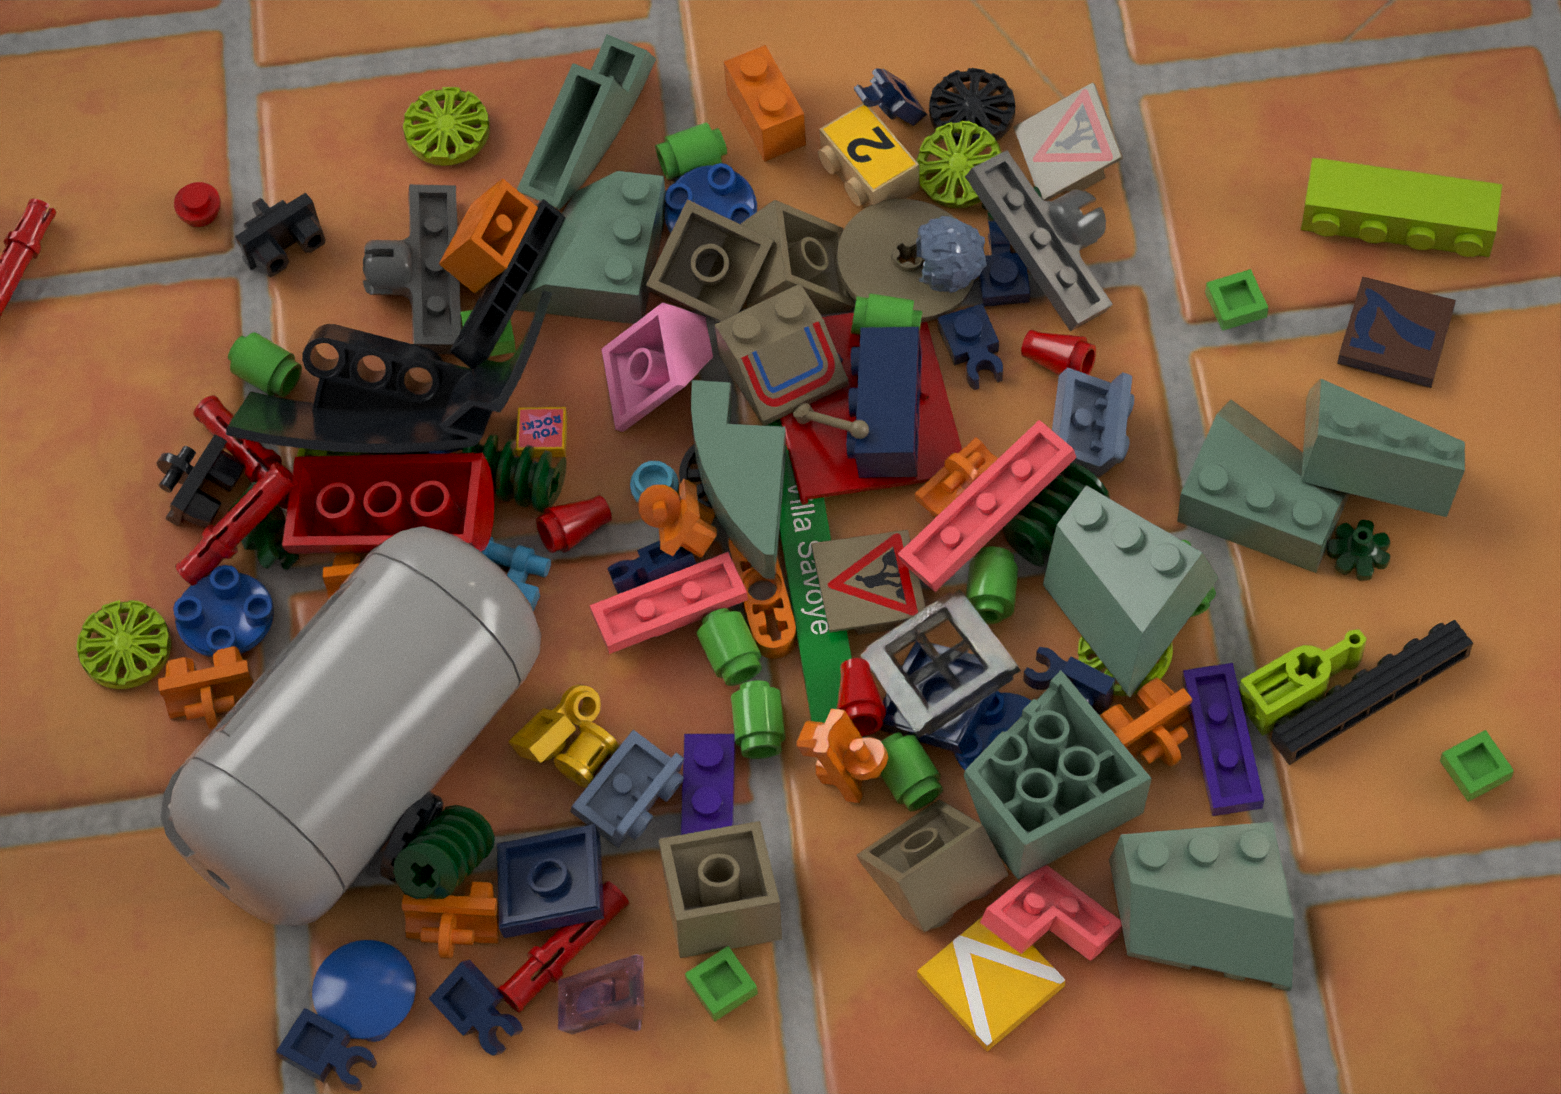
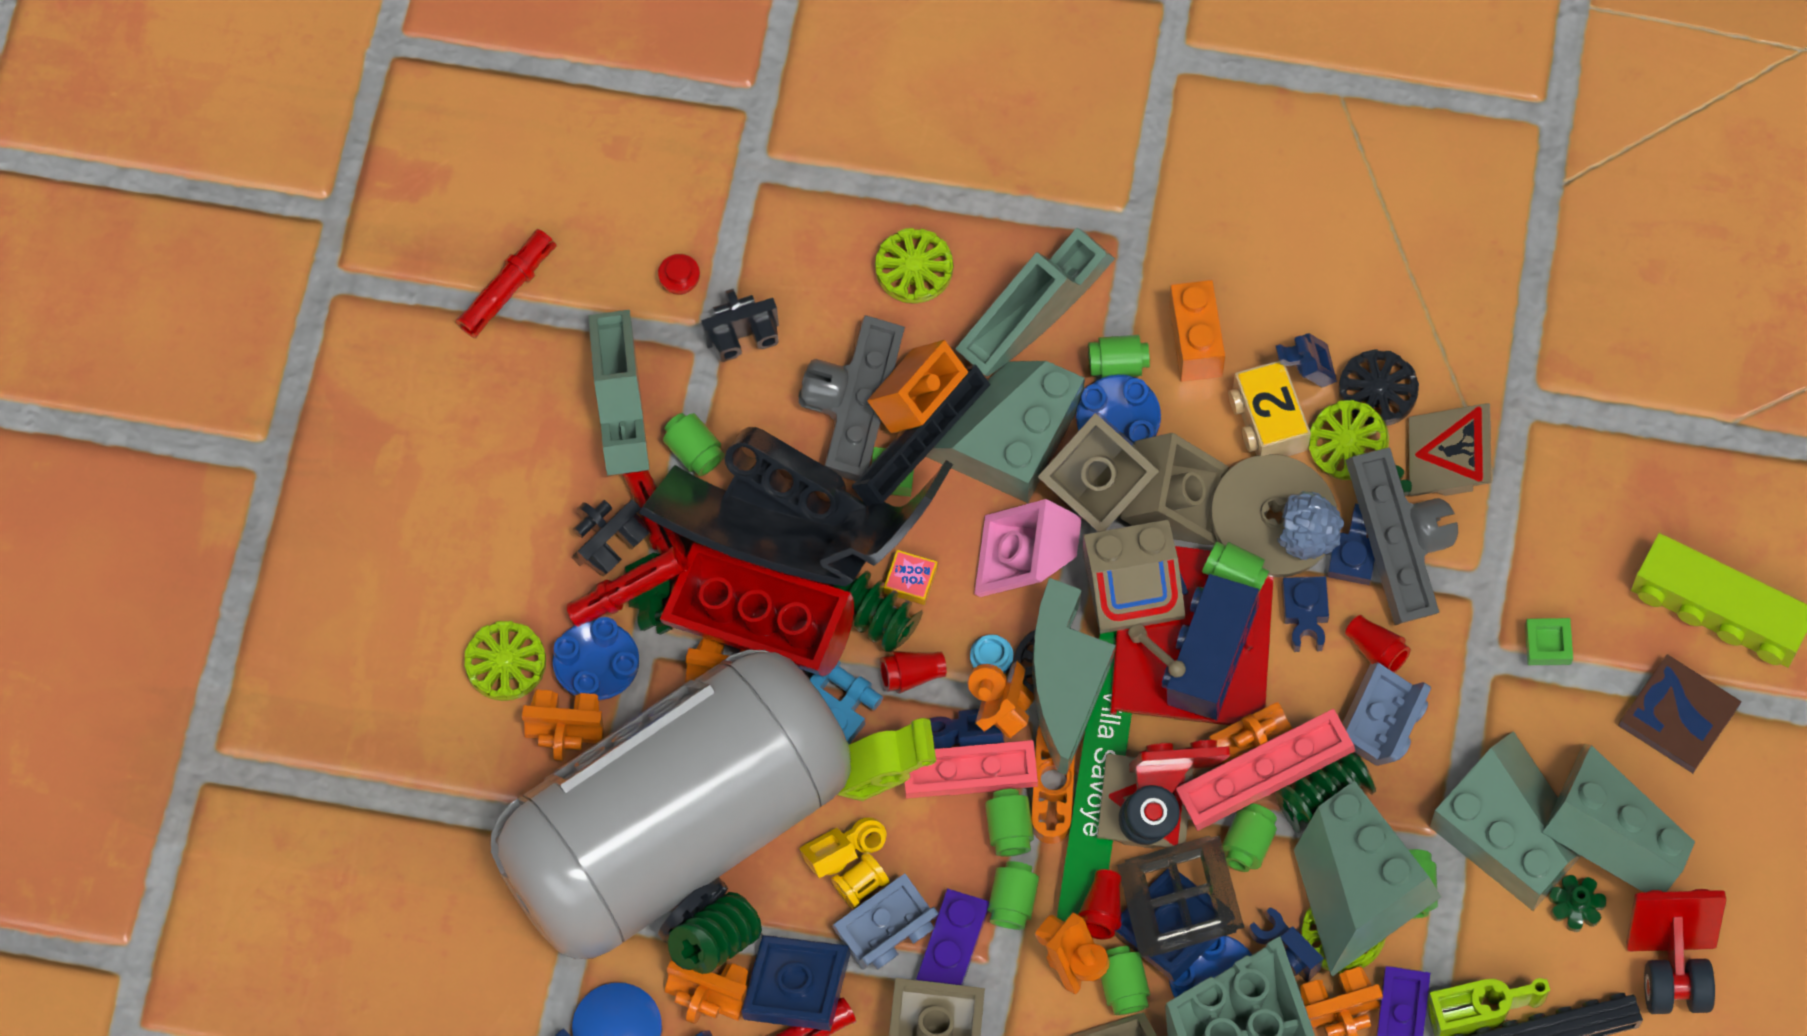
camera: 15 degrees right, 5 degrees up
(168, 336) = (618, 392): none -> sand green slope
(576, 615) = (888, 758): none -> lime piece
(874, 537) = (1153, 809): none -> plate
(1471, 535) = (1673, 925): none -> red plate

